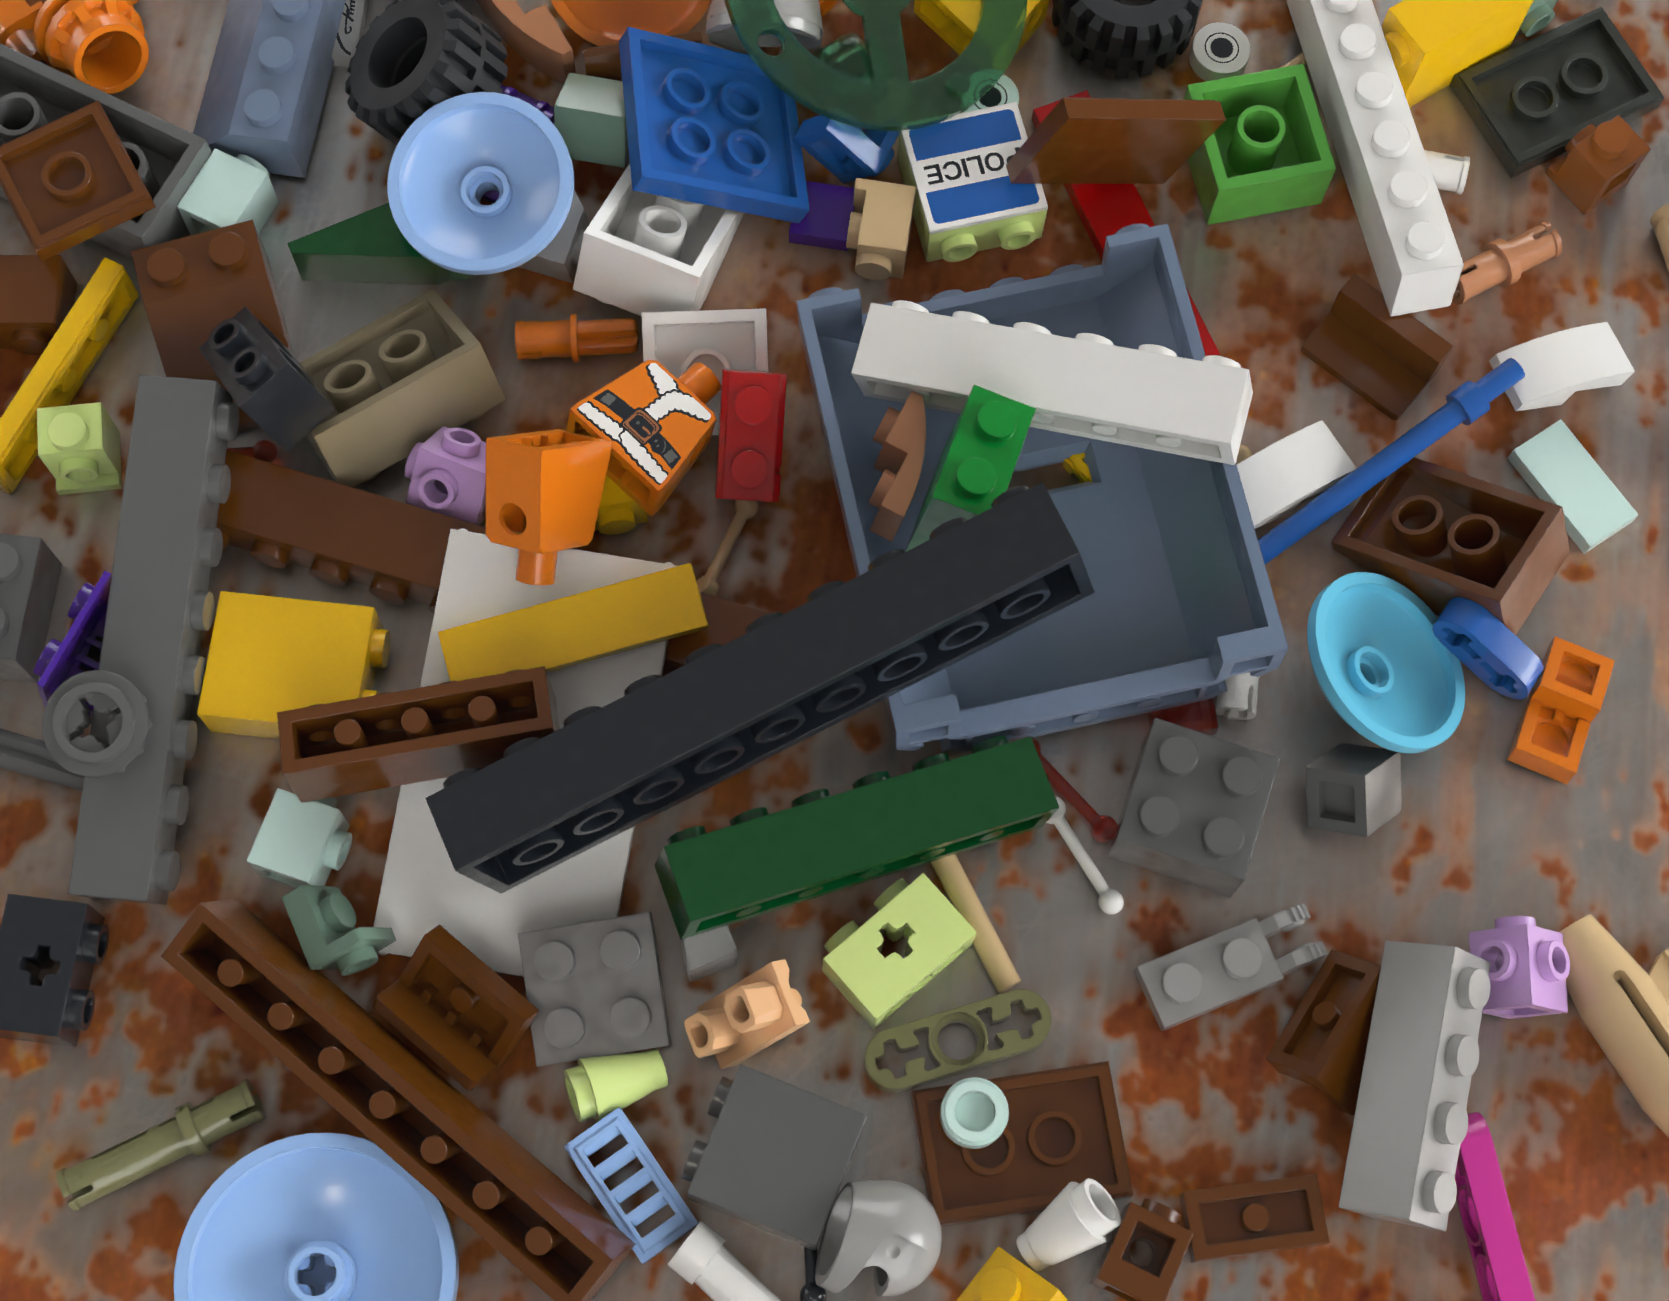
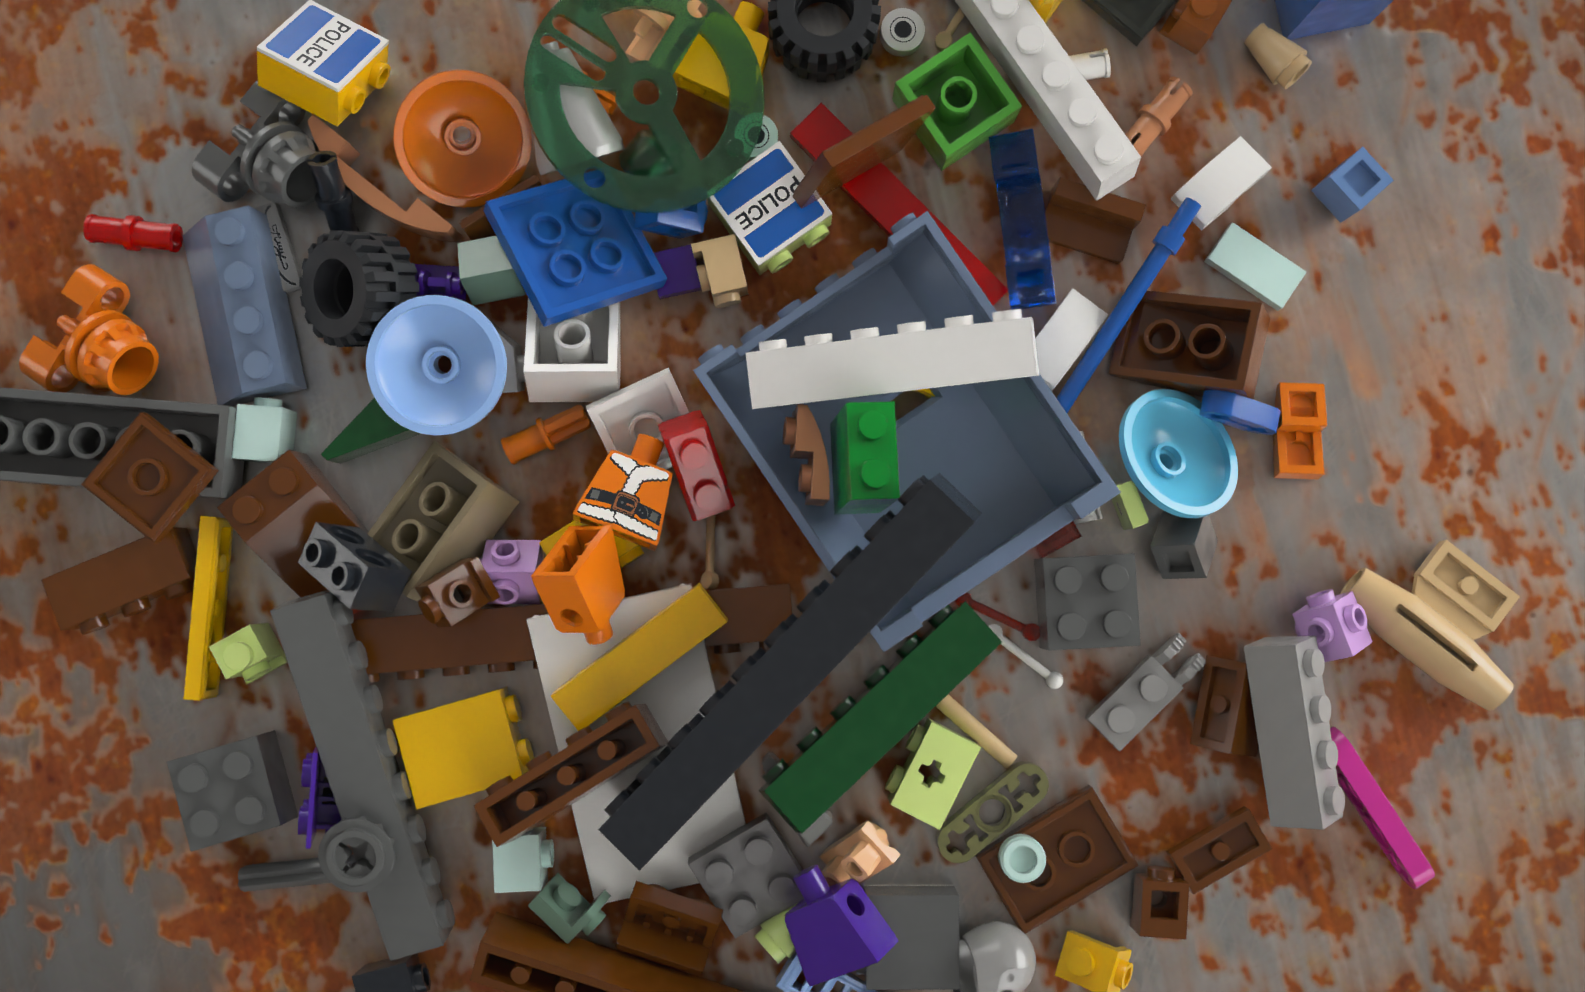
camera: 20 degrees left, 15 degrees up
(401, 462) = (472, 583): none -> reddish brown brick
(679, 1080) = (835, 927): none -> dark purple torso
(1070, 1225) = (1109, 904): white cone -> none
(1291, 307) = (1023, 220): none -> clear blue slope
(1295, 709) = (1129, 506): none -> yellowish green tile

